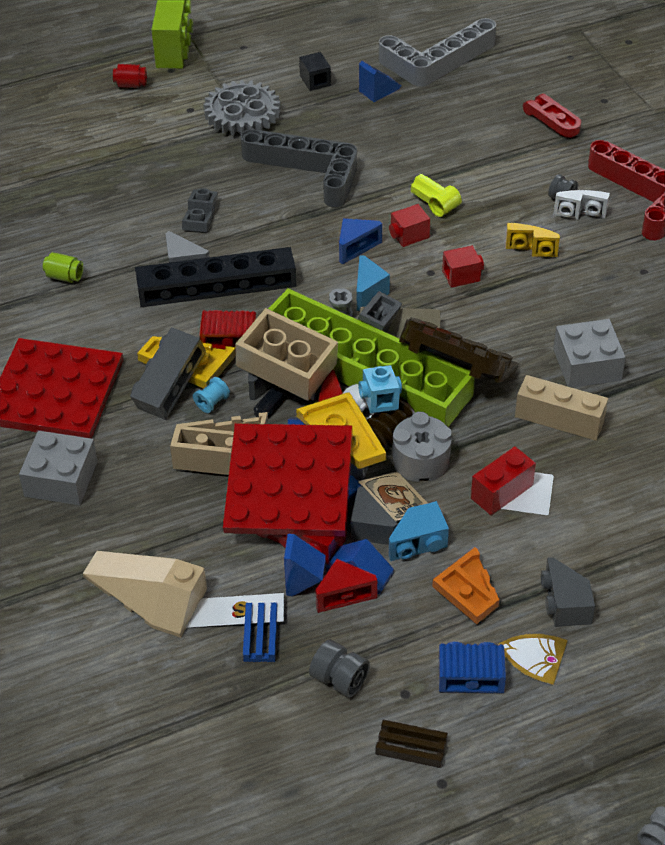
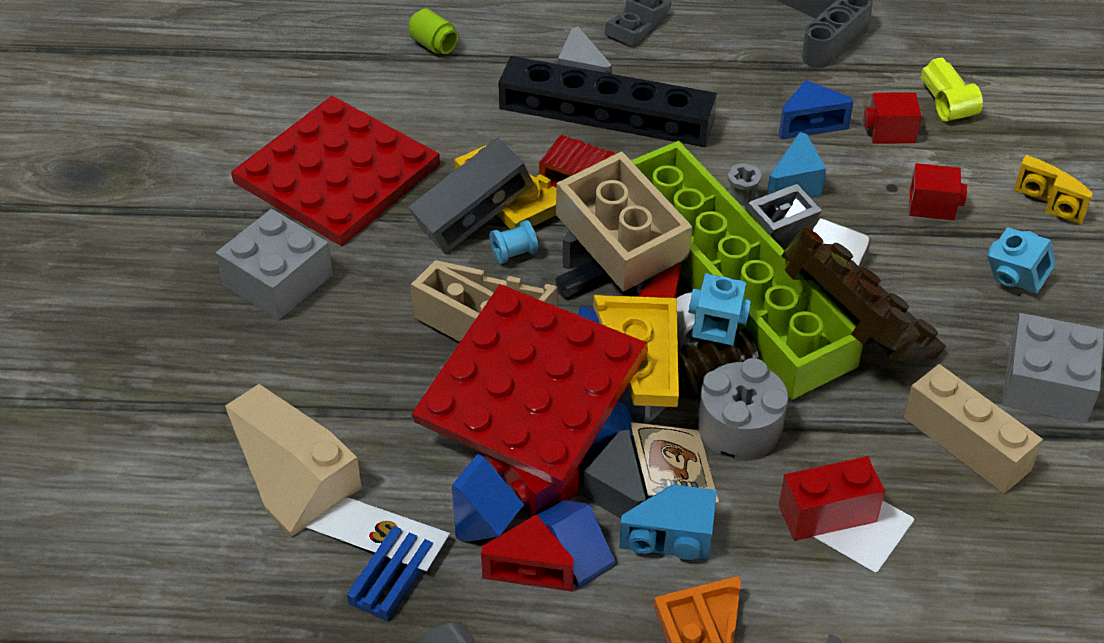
camera: 25 degrees right, 0 degrees up
(537, 292) = (1021, 259): none -> medium azure brick

